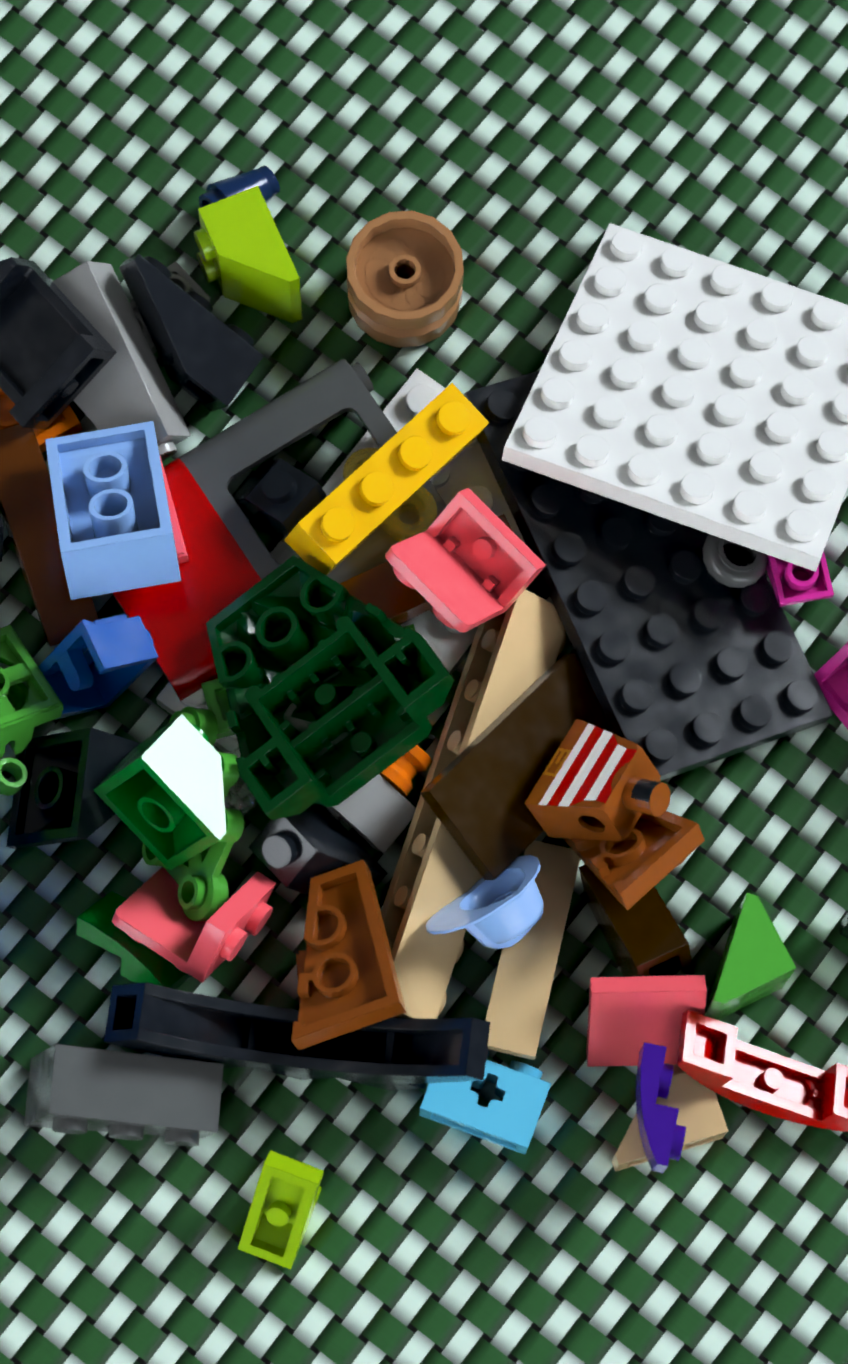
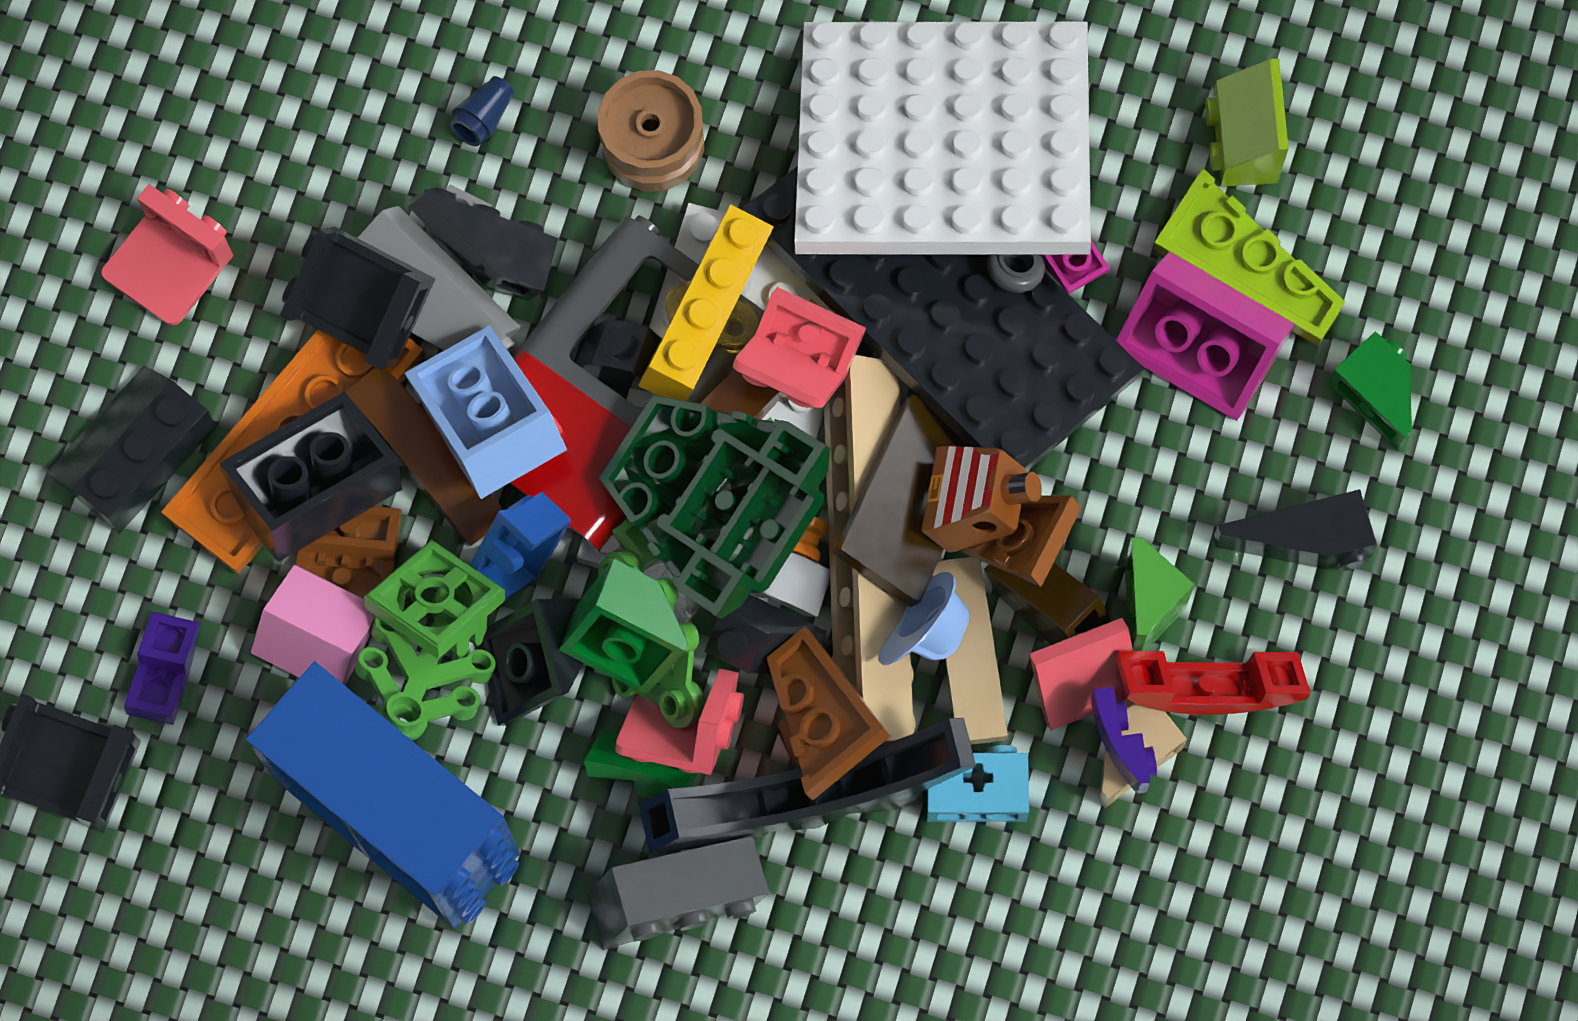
camera: 15 degrees left, 0 degrees up
(248, 255) = (514, 157): lime slope -> none
(281, 1209) = (844, 937): lime slope -> none

